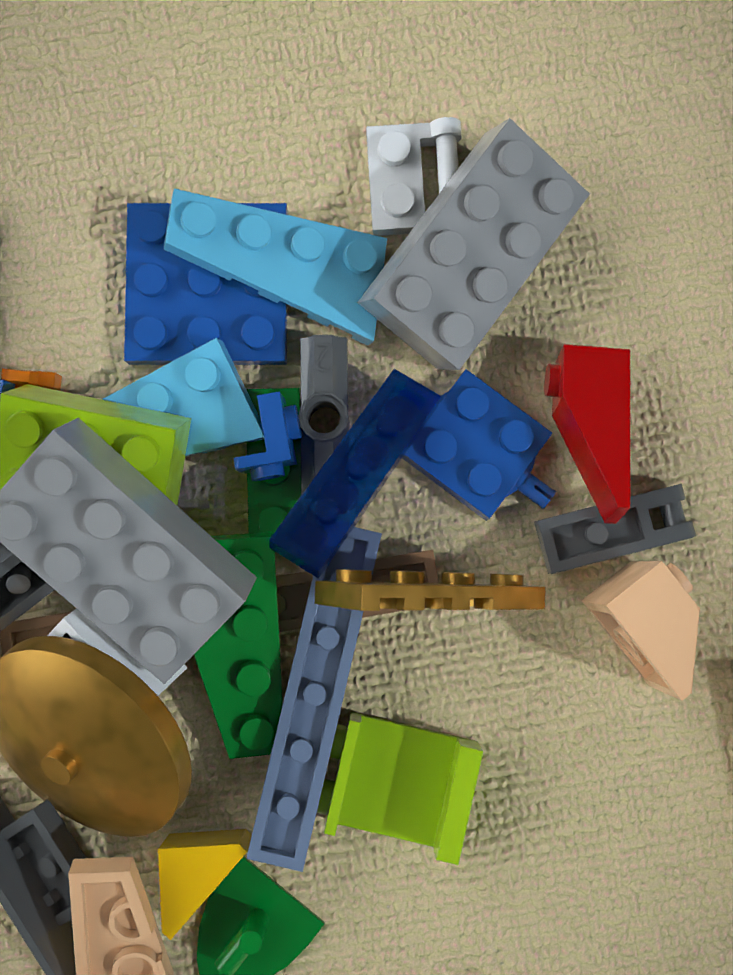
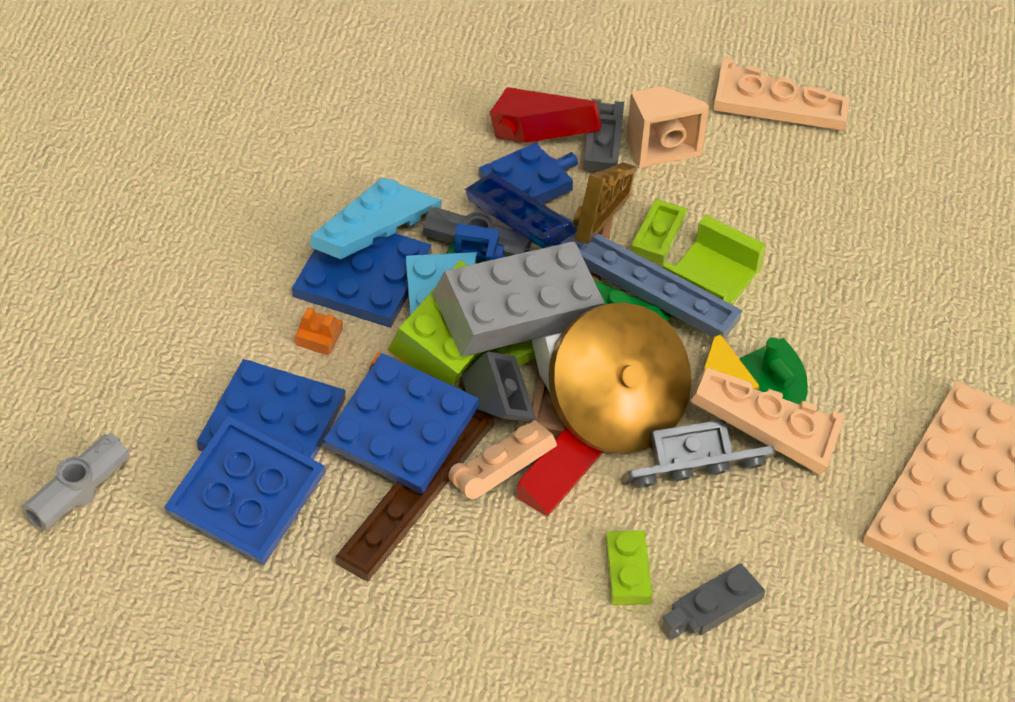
camera: 75 degrees left, 35 degrees down
(72, 272) = (318, 331): none -> orange tile
(397, 170) = (347, 165): white plate -> none
(446, 680) = (659, 231): none -> lime plate
(474, 247) = (413, 134): light grey brick -> none

